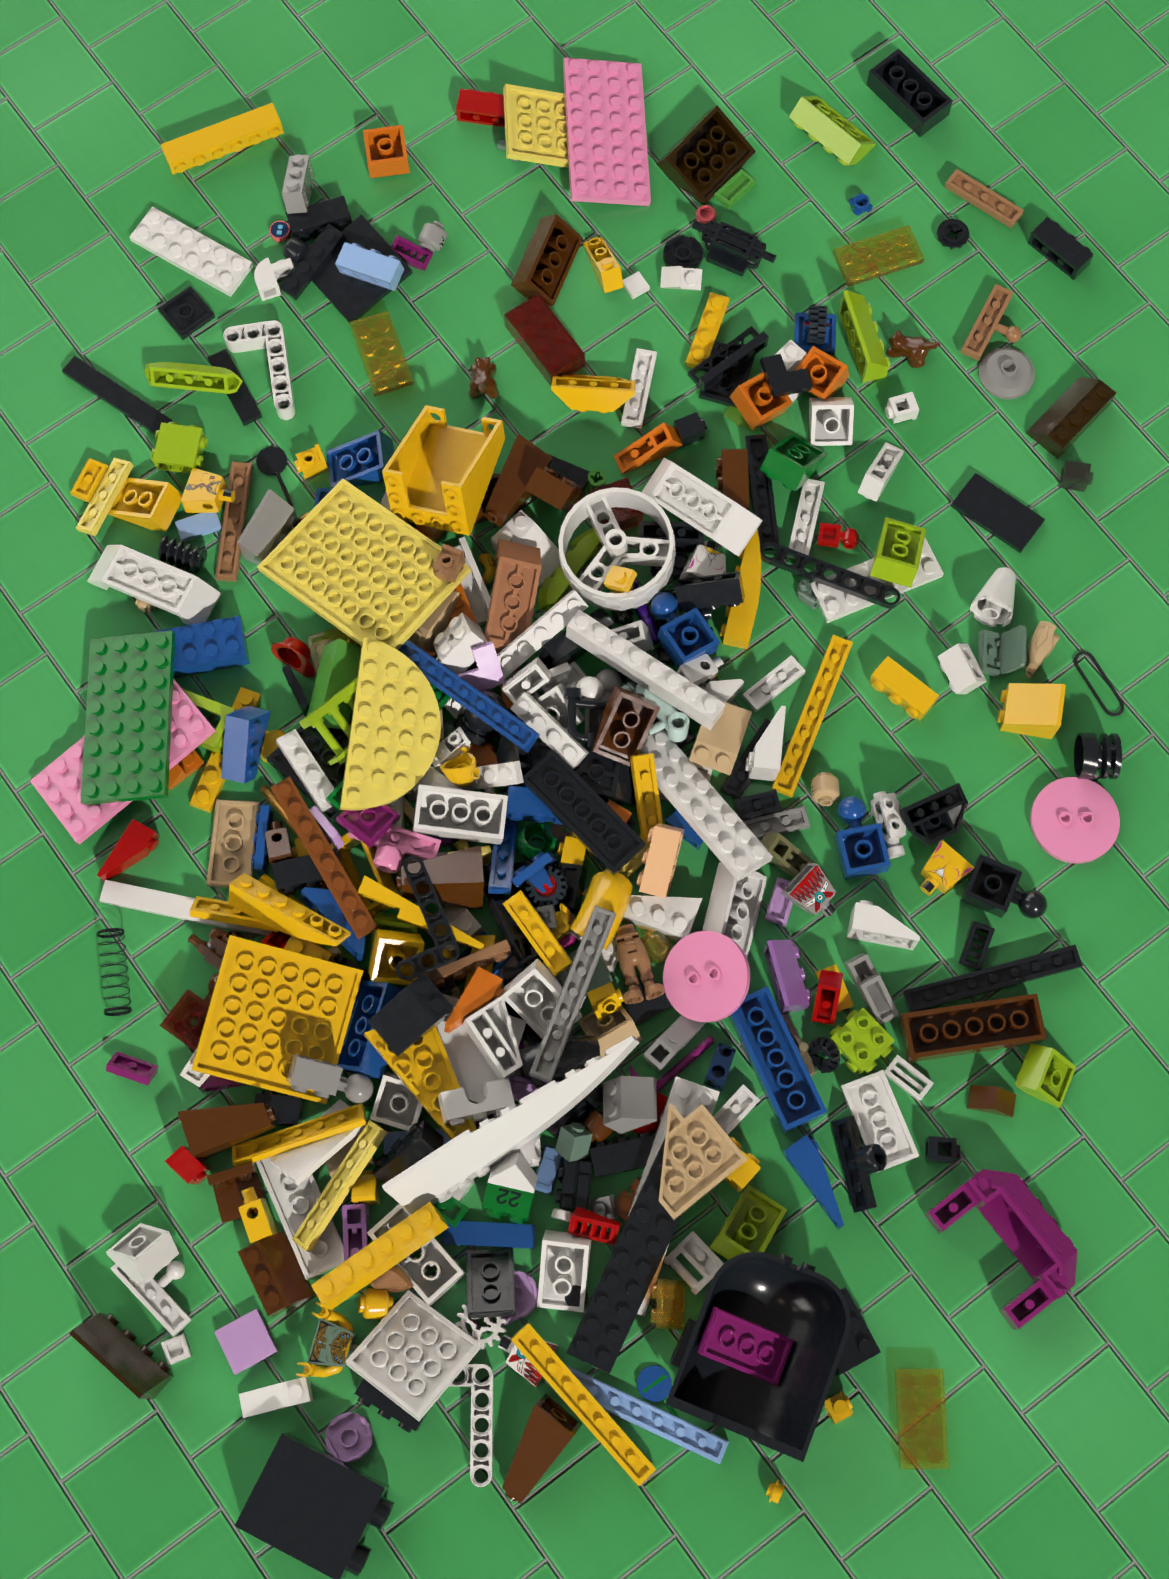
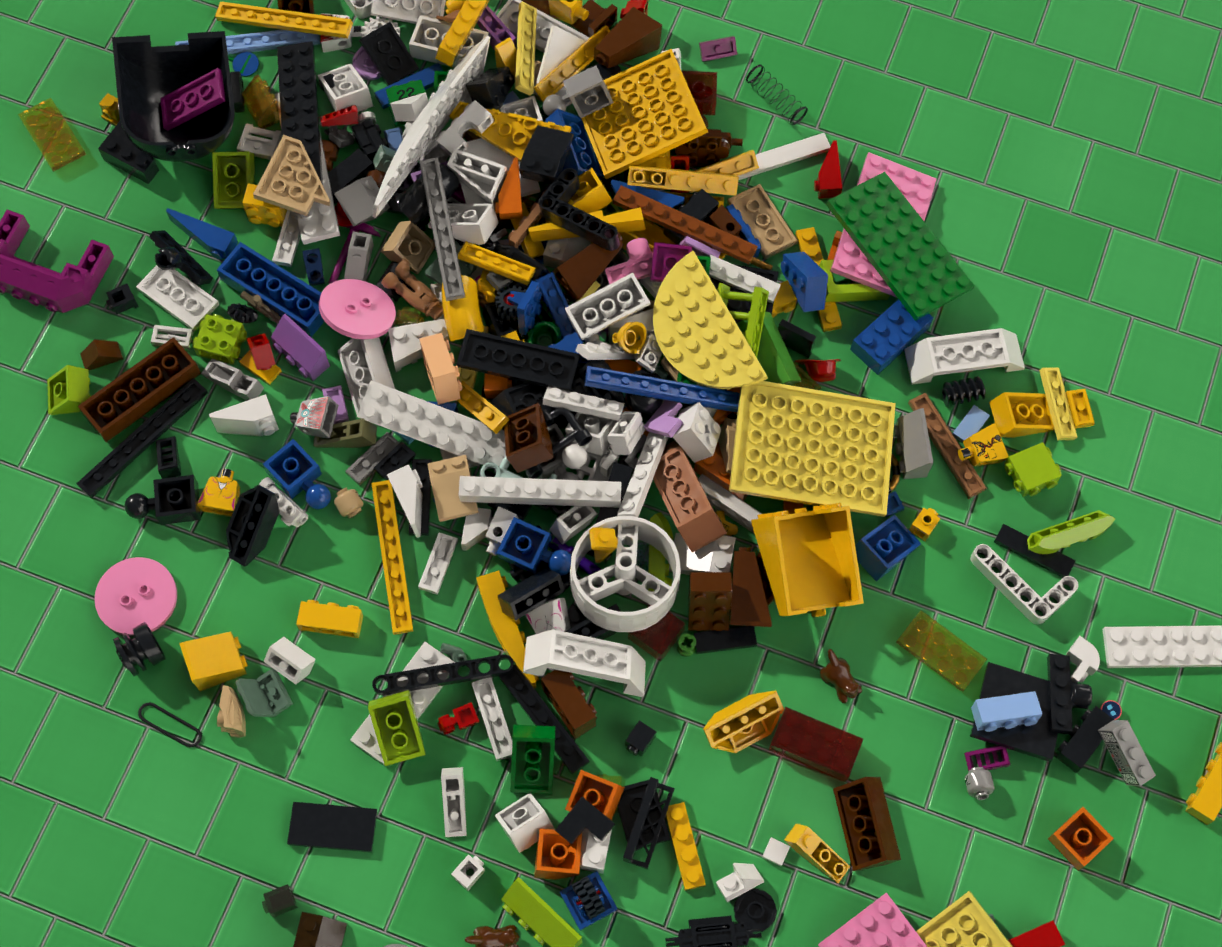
camera: 145 degrees right, 5 degrees down
(115, 395) = (1118, 487): black tile -> none
(186, 313) = (1124, 590): black tile -> none
(272, 462) = (956, 510): black piece -> none
(448, 563) = (743, 481): medium nougat brick -> none
(605, 1000) = (422, 258): yellow brick -> none
(641, 373) = (709, 757): white plate -> none
(648, 448) = (663, 699): orange slope -> none
(996, 599) = (292, 742): white cone -> none

